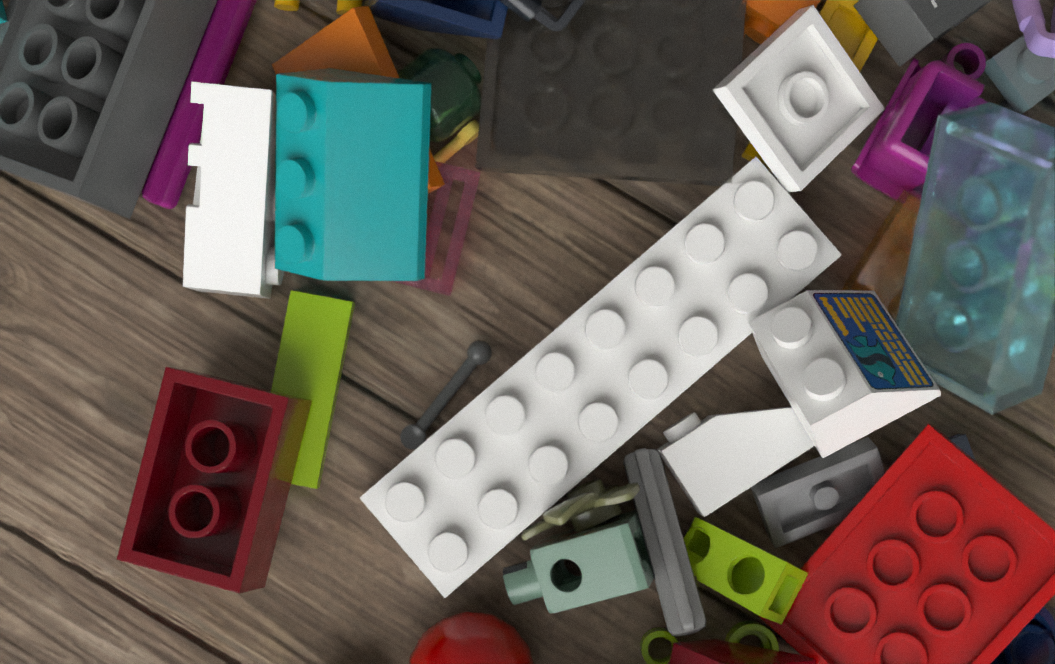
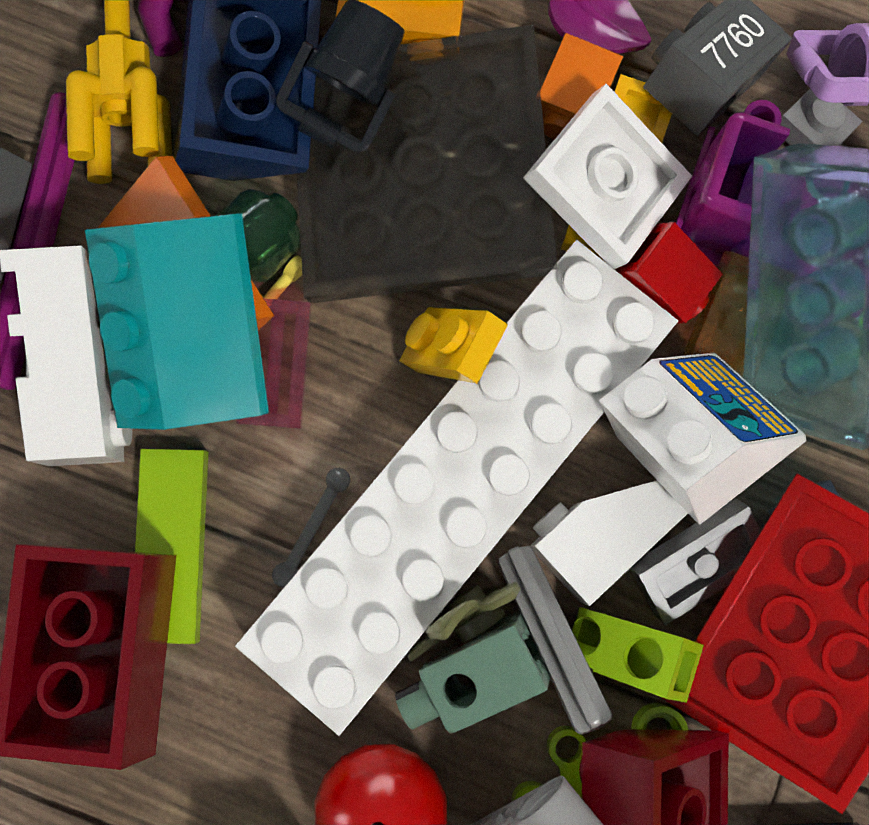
camera: 15 degrees left, 5 degrees down
(614, 239) = (452, 343): none -> yellow plate
(845, 205) = (672, 272): none -> red brick

